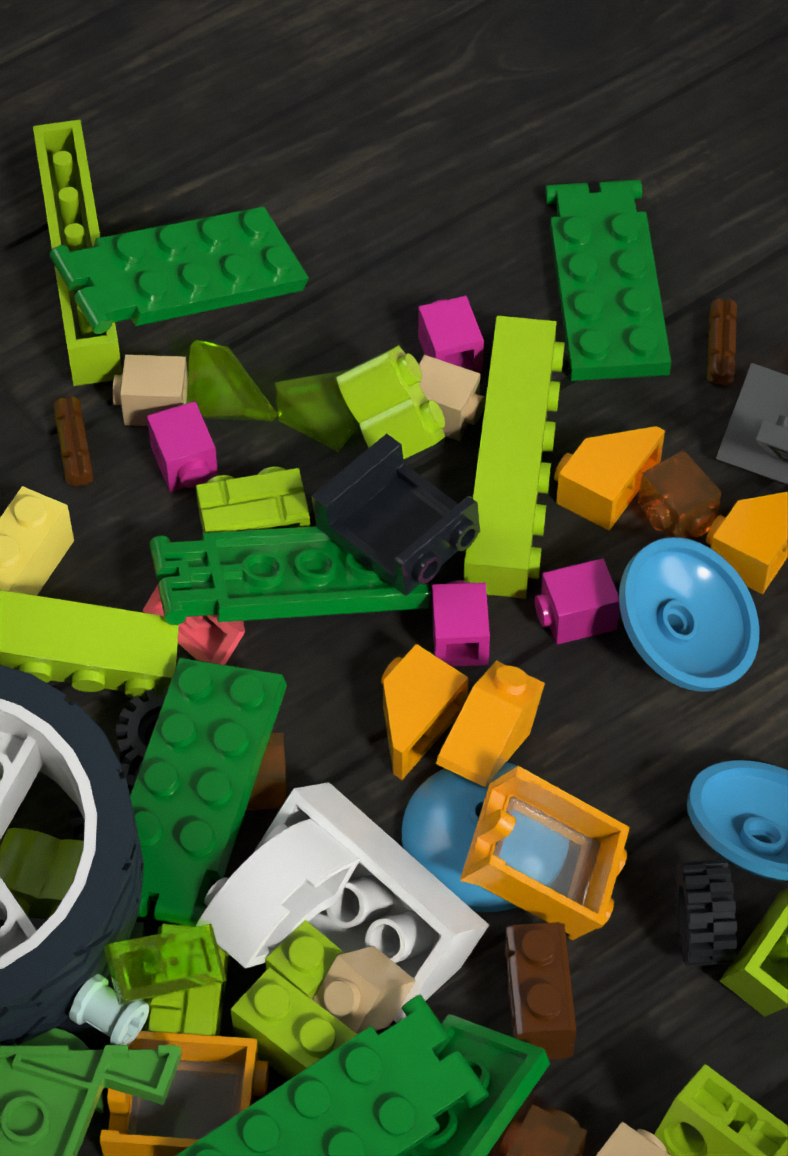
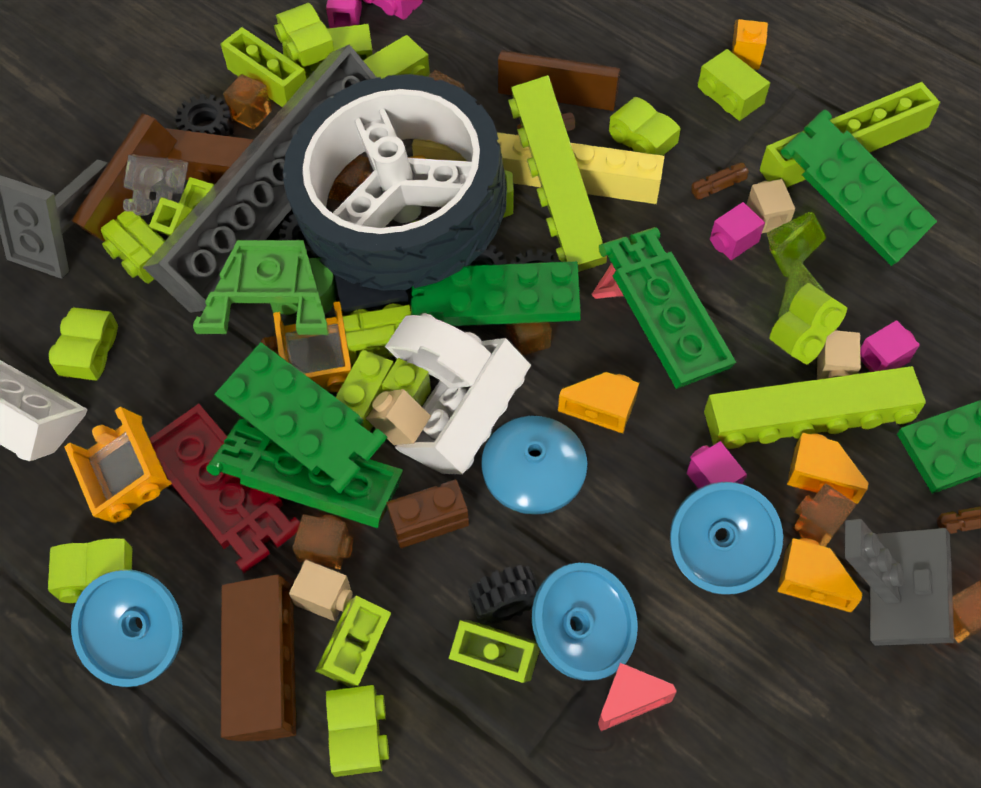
camera: 75 degrees right, 5 degrees up
(99, 1008) = (340, 290): light aqua bush -> none
(164, 963) = (370, 302): clear neon green slope -> none
(253, 502) = (710, 277): lime brick -> none
(394, 517) = (723, 344): black panel -> none
(461, 623) = (672, 409): dark pink brick -> none
(491, 723) = (599, 440): light orange slope -> none
(546, 852) = (515, 492): light orange window -> none

